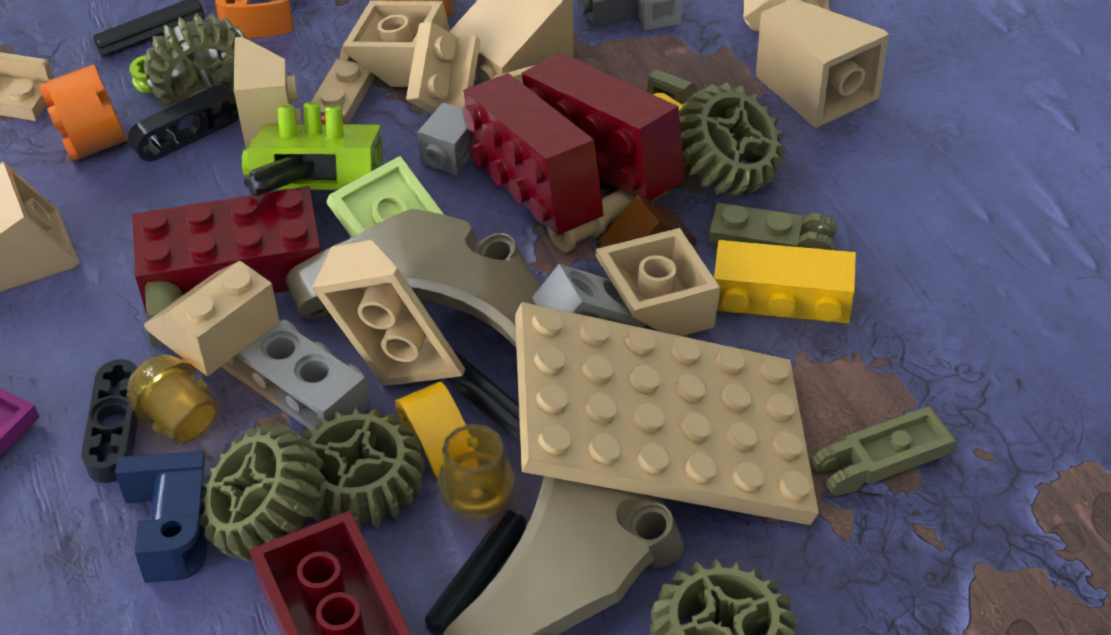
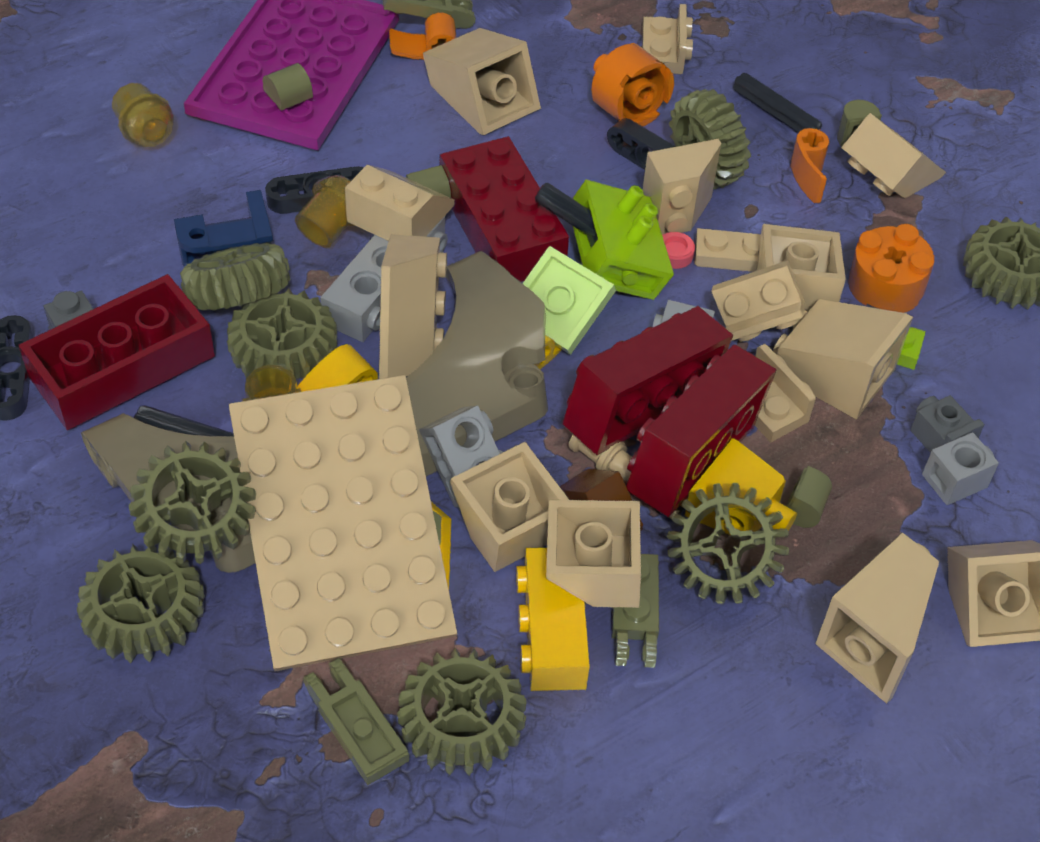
camera: 75 degrees right, 5 degrees up
(637, 533) = (224, 483): none -> olive gear
(739, 207) = (595, 550): none -> tan slope
(882, 375) = (461, 728): none -> olive gear

